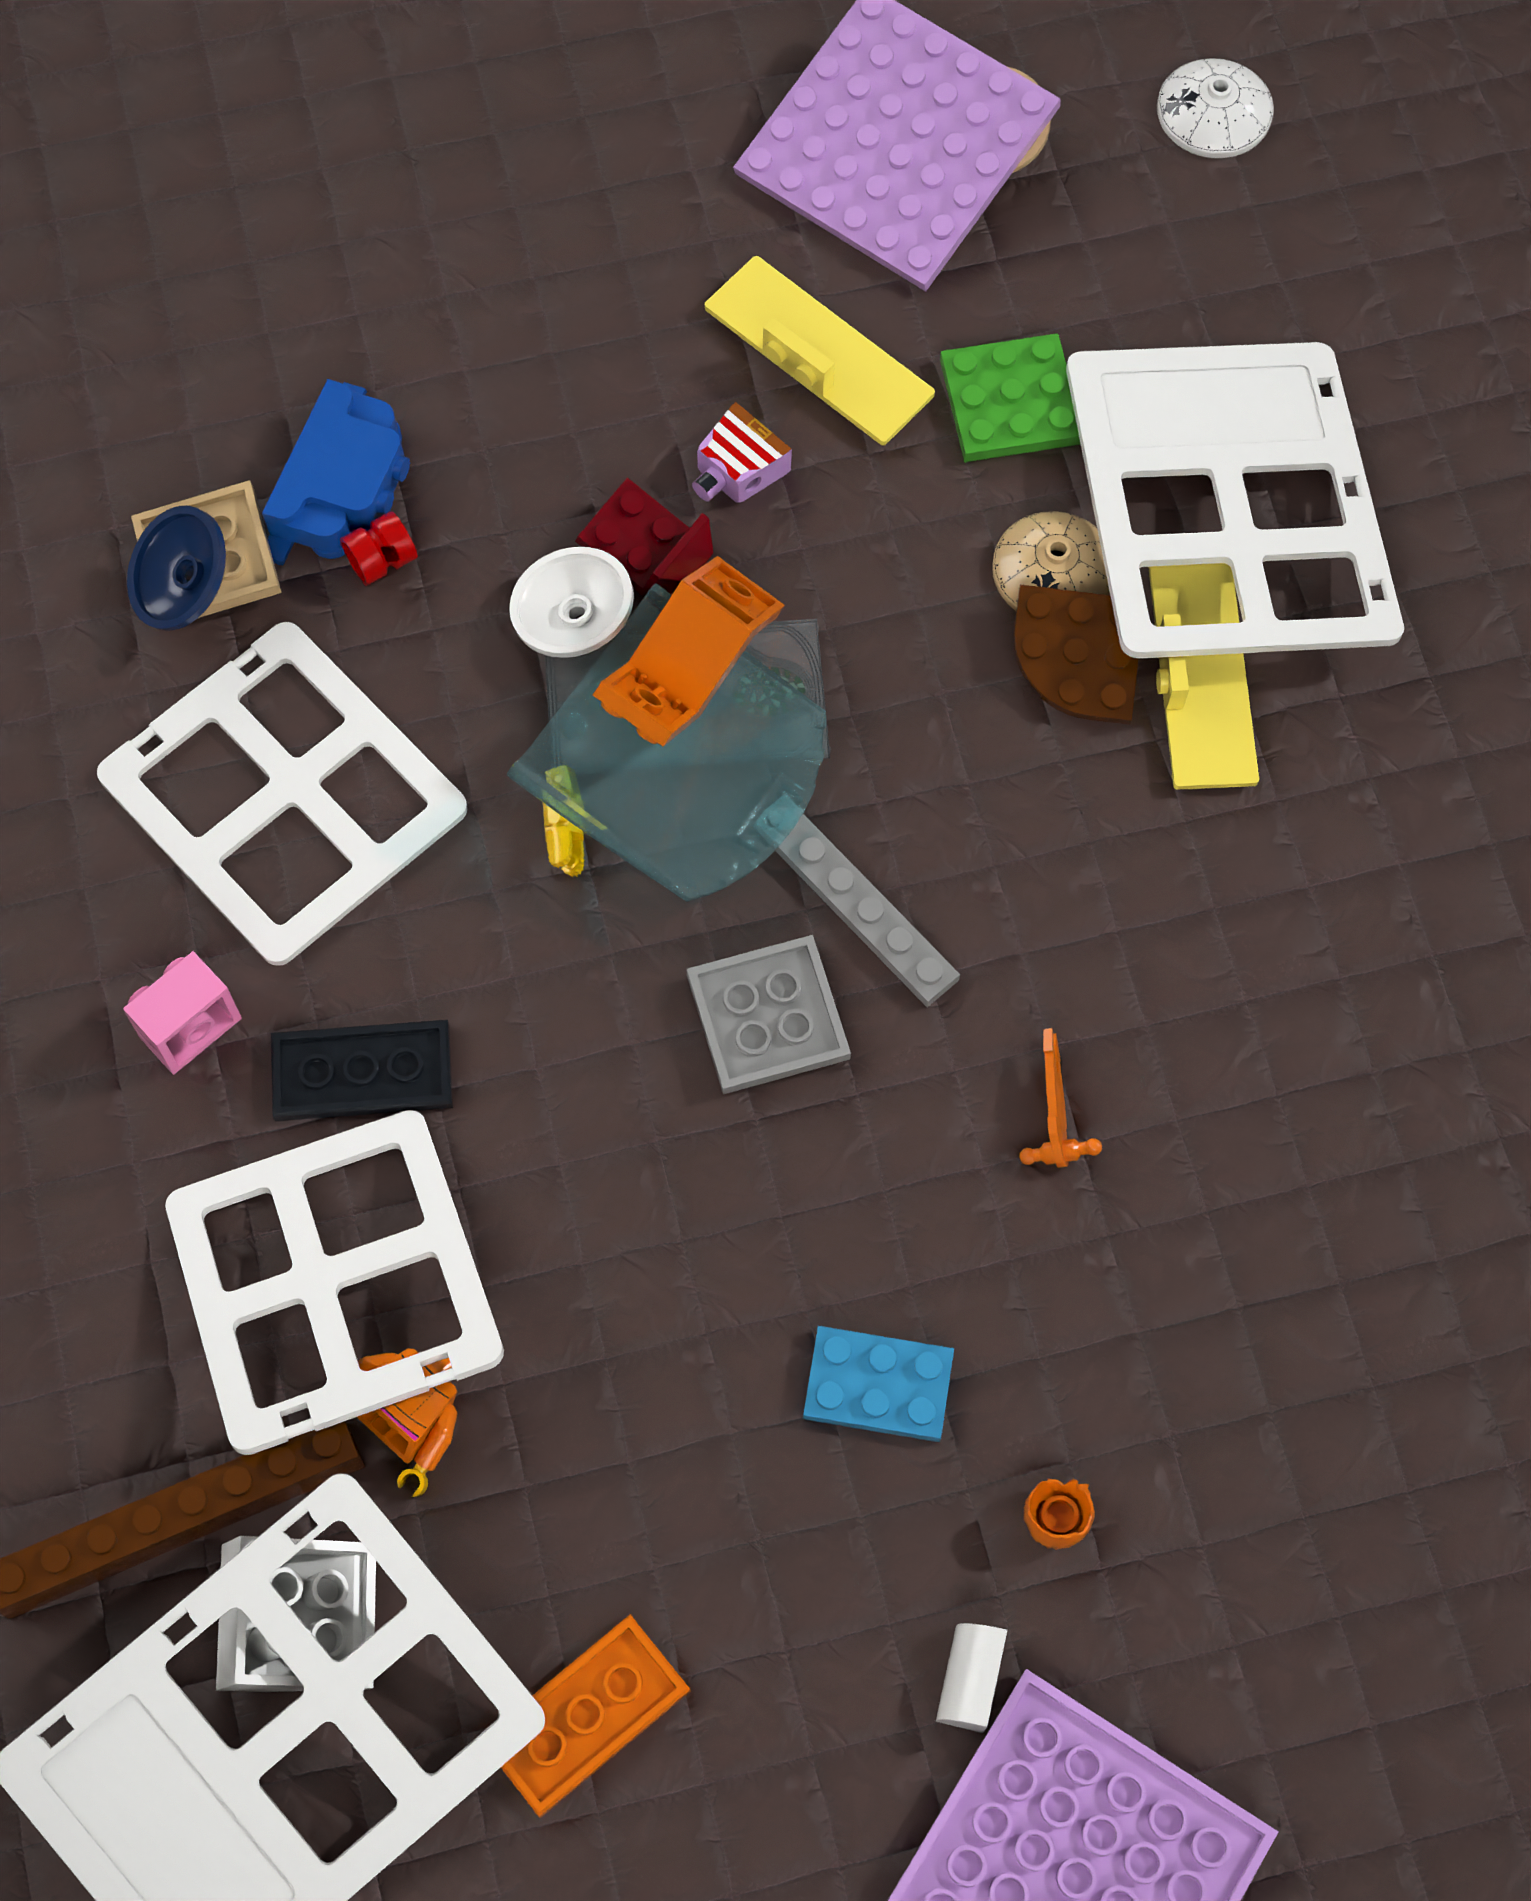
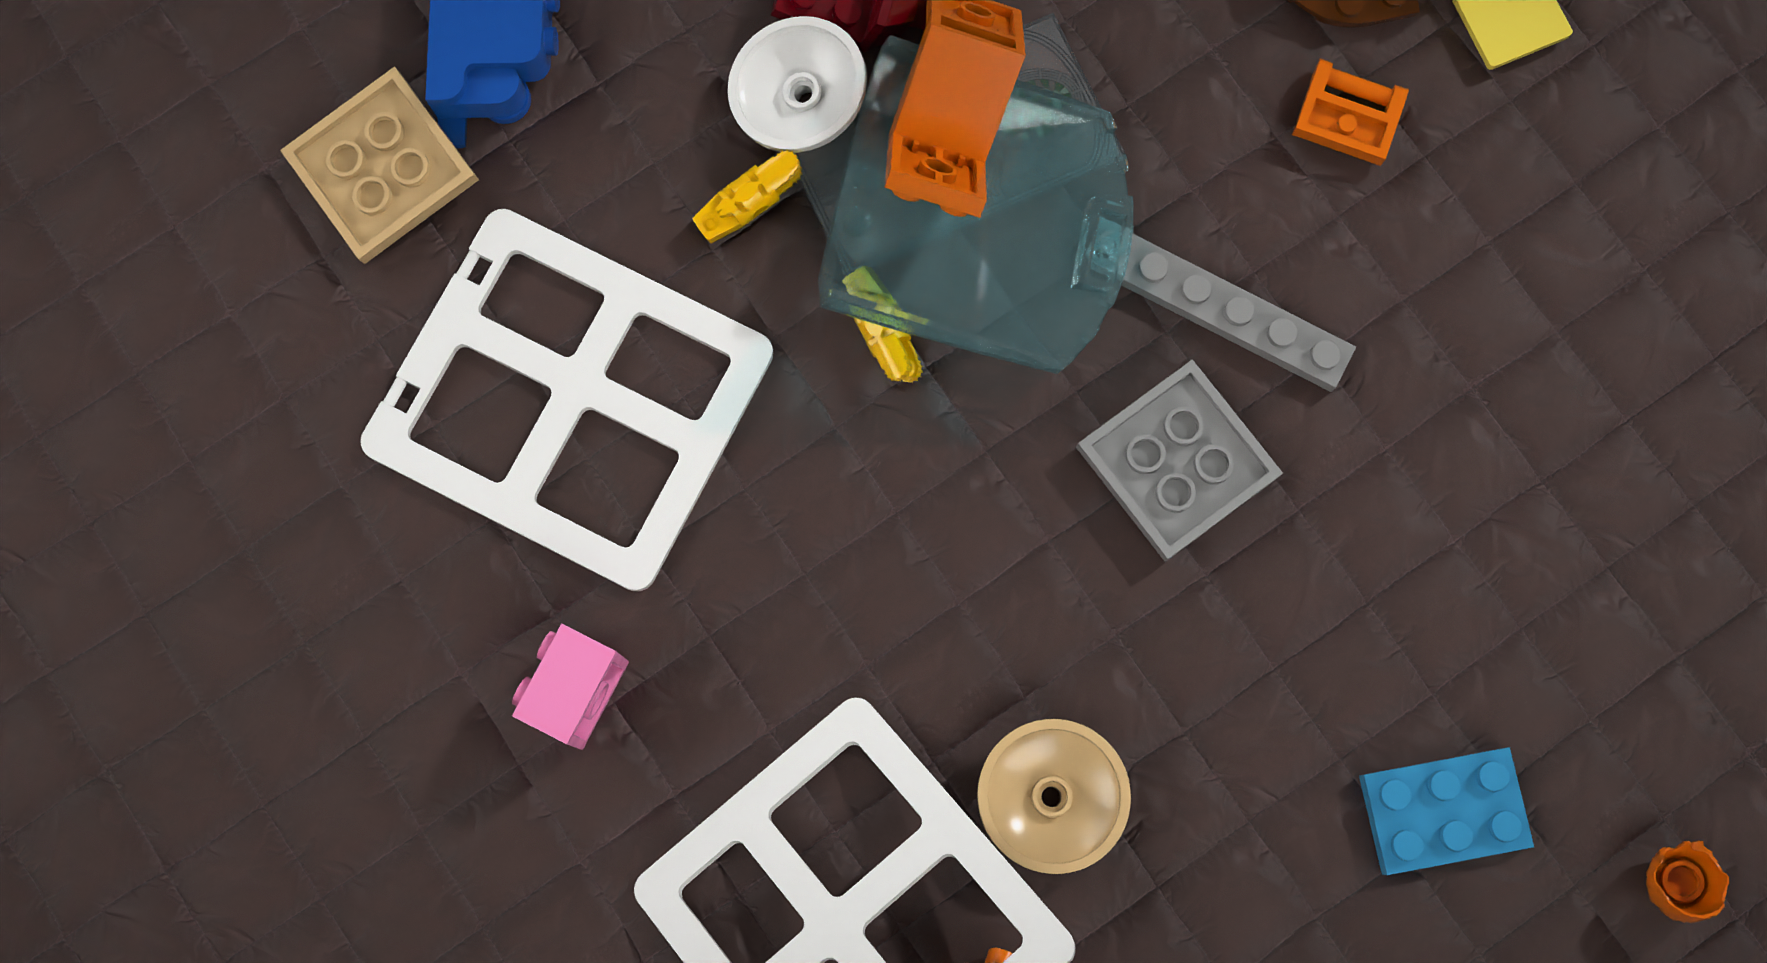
camera: 20 degrees left, 10 degrees up
(176, 568) = (359, 195): dark blue dish -> none
(361, 1070) = (779, 673): black tile -> none
(379, 548) = (564, 94): red wheel -> none
(496, 679) = (748, 196): none -> yellow hinge
(538, 1213) = (1090, 788): none -> tan dish
(1028, 790) = (1347, 124): none -> orange plate
(1059, 1149) = (1531, 498): orange piece -> none

